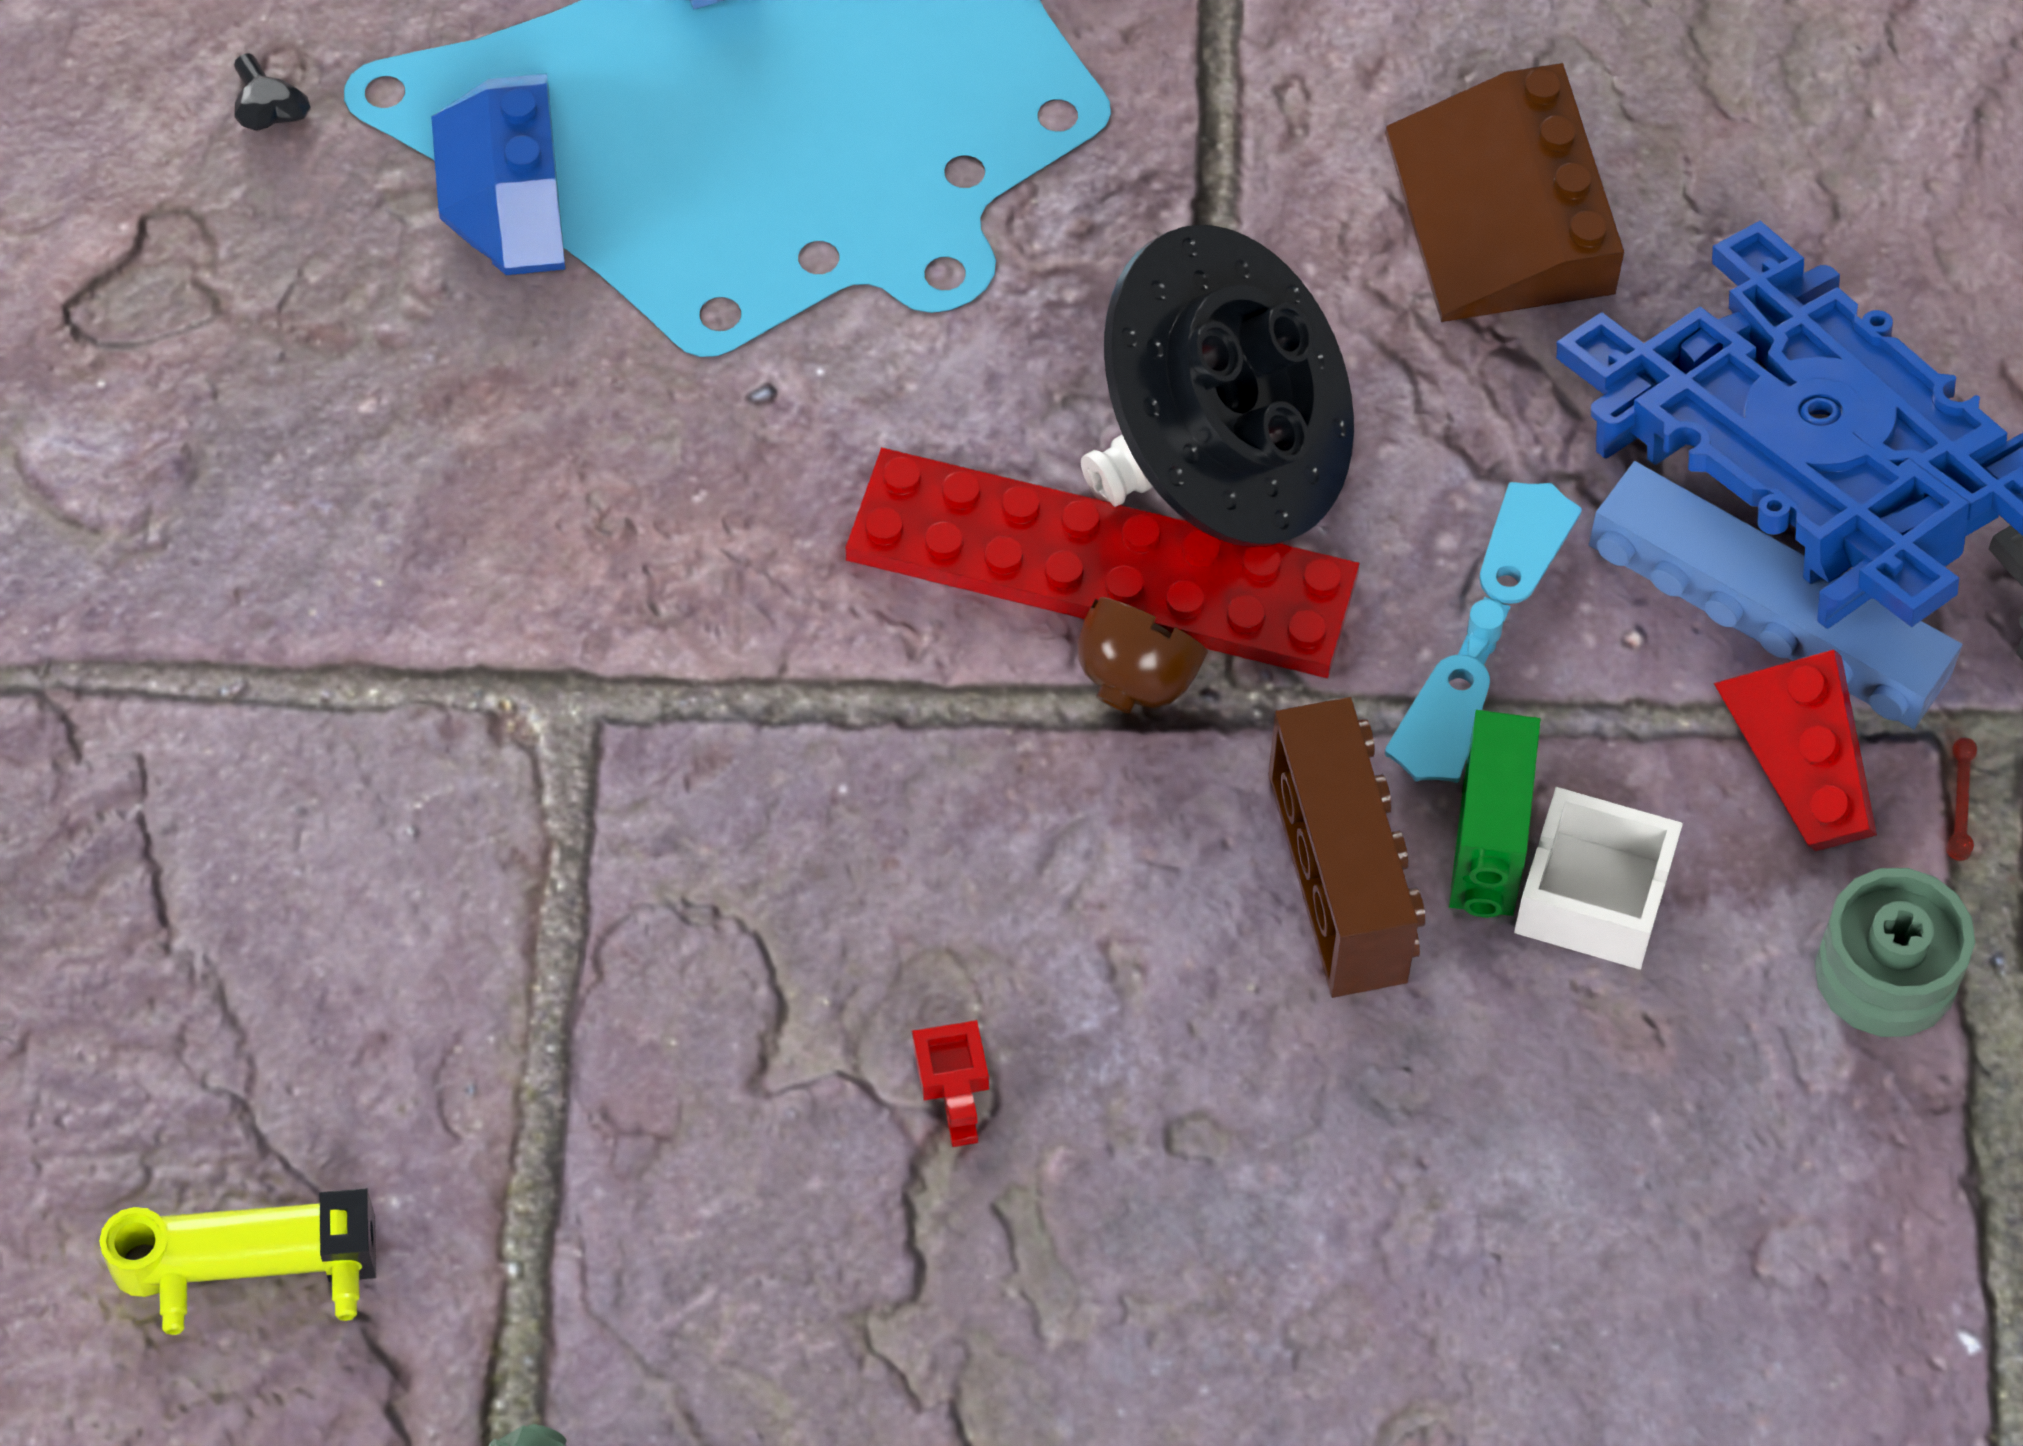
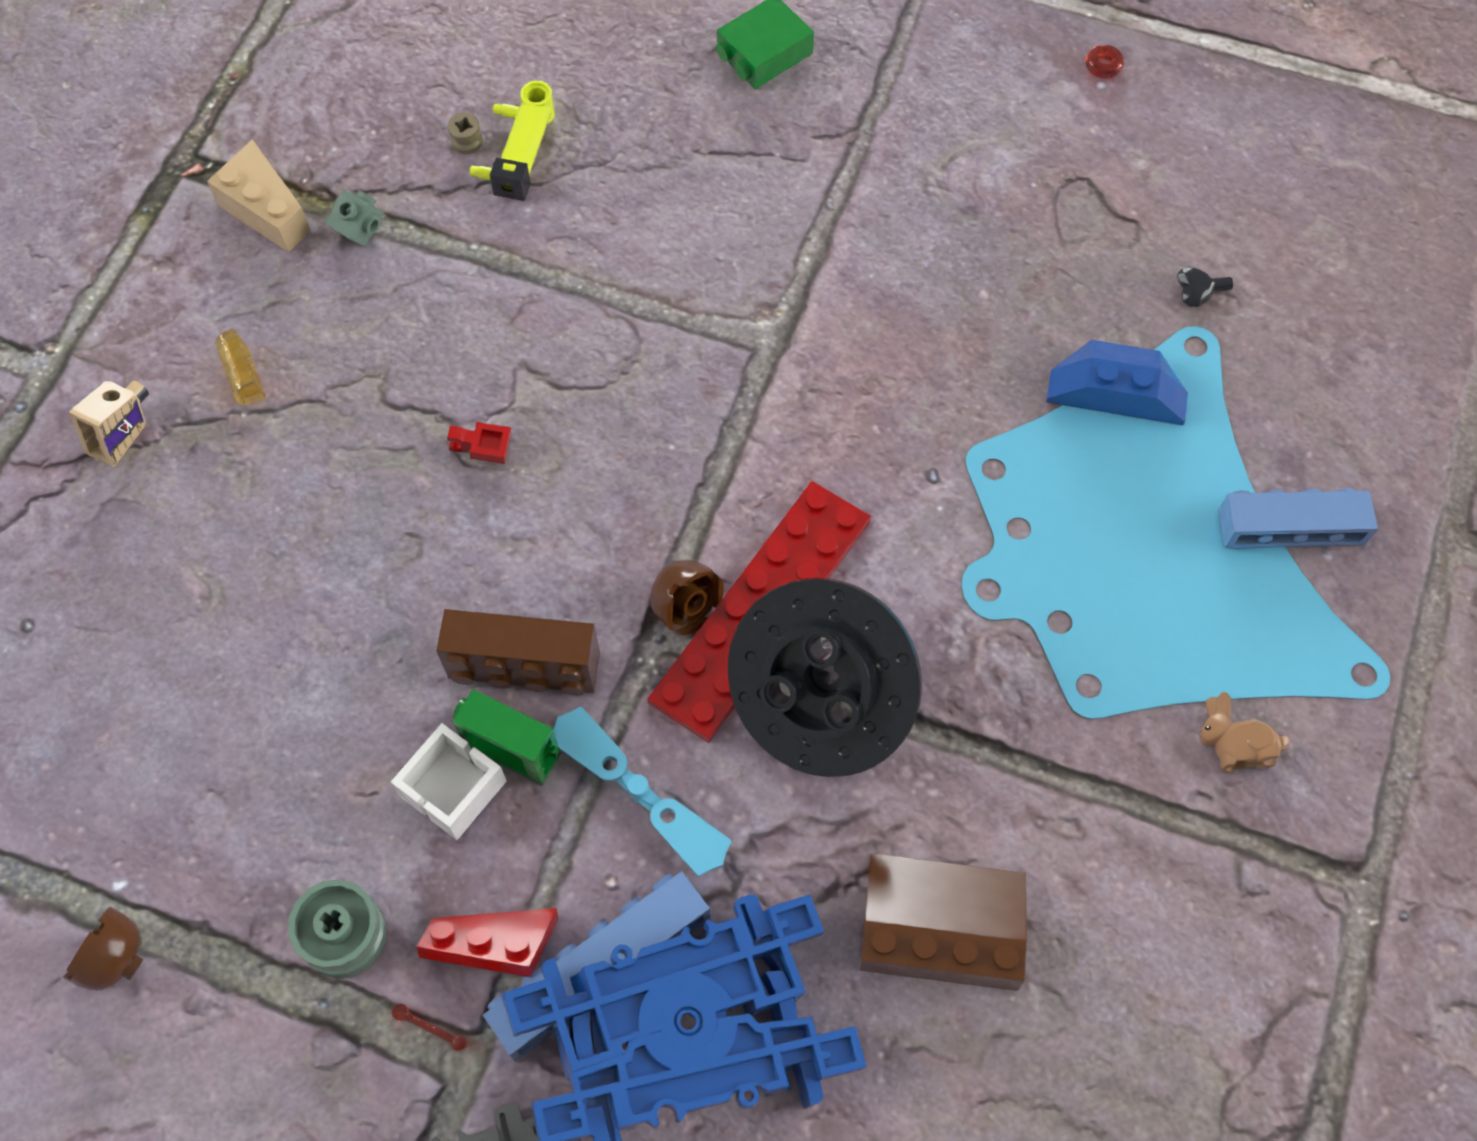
camera: 110 degrees right, 5 degrees up
(256, 1383) = (470, 139): none -> dark tan wheel

